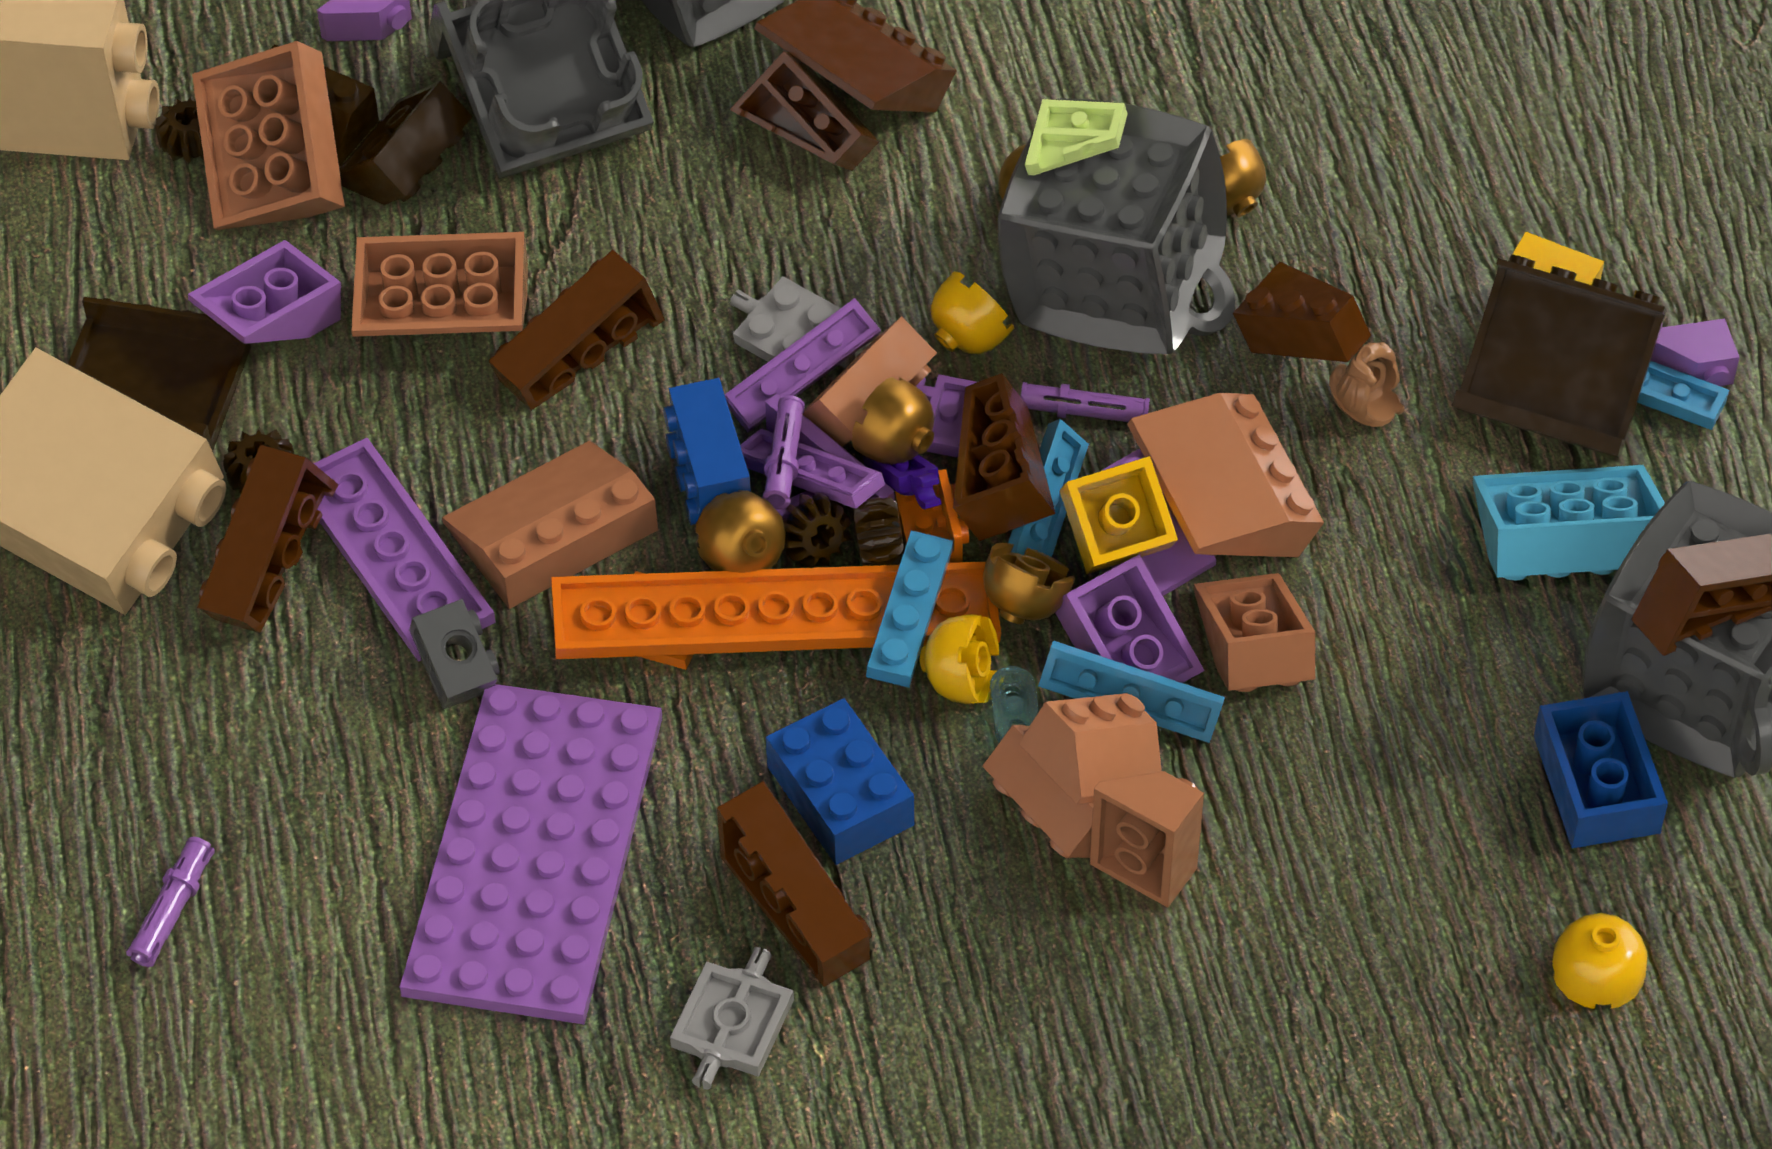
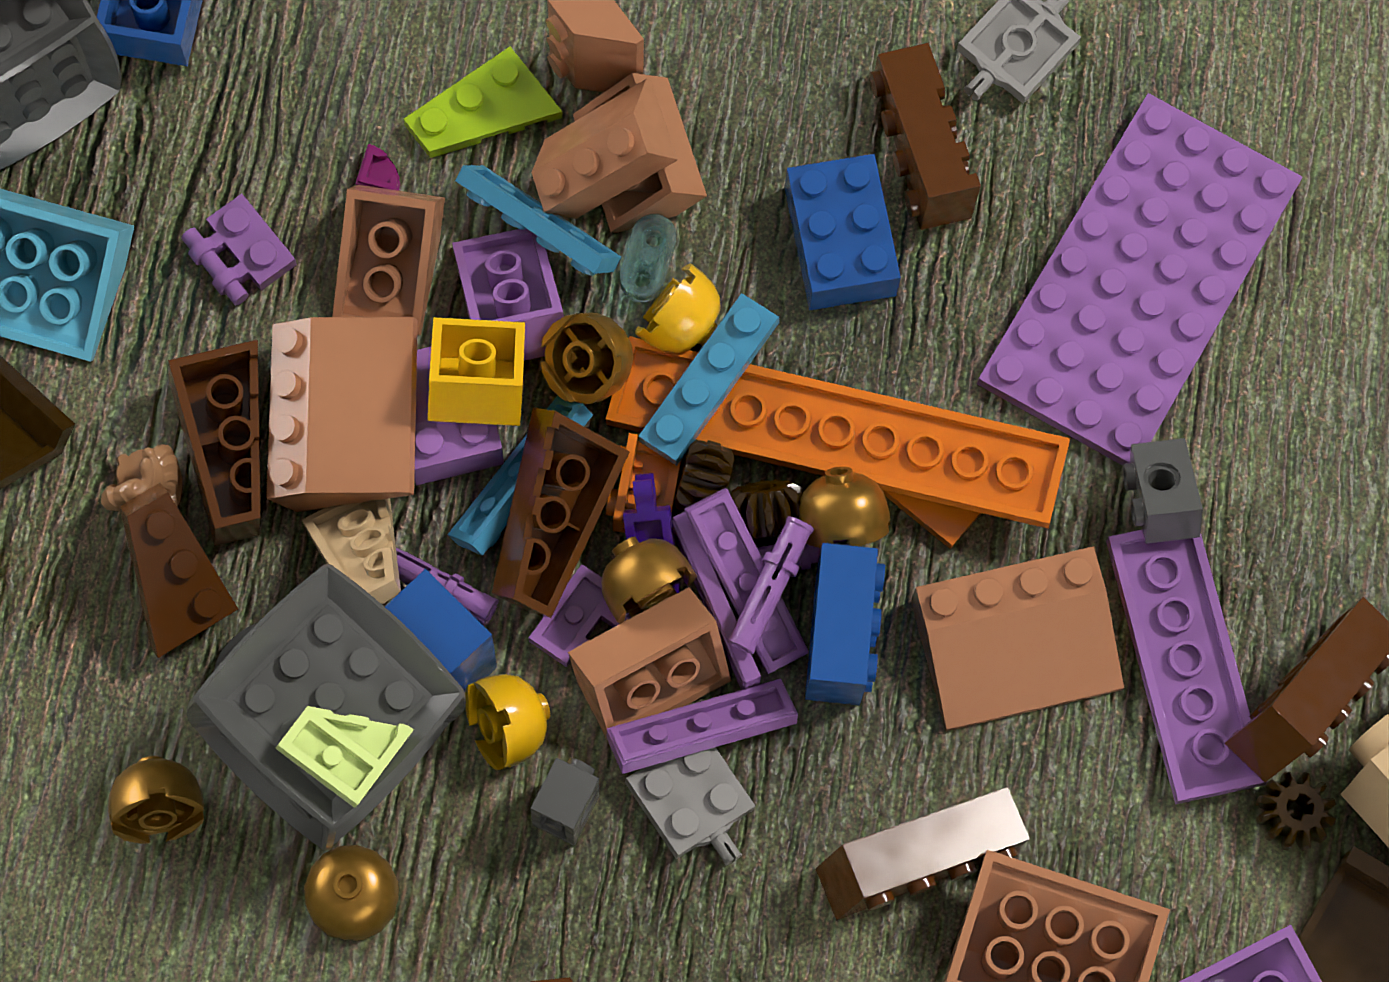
camera: 165 degrees left, 20 degrees up
(891, 268) = (566, 799): none -> dark grey brick
(1048, 326) = (445, 628): none -> blue brick
(1143, 352) = (359, 544): none -> tan wing
(1244, 789) = (482, 104): none -> lime wing
(1302, 705) = (378, 170): none -> magenta tile
(1326, 442) = (220, 424): none -> reddish brown wedge
(1388, 610) = (248, 240): none -> medium lavender plate

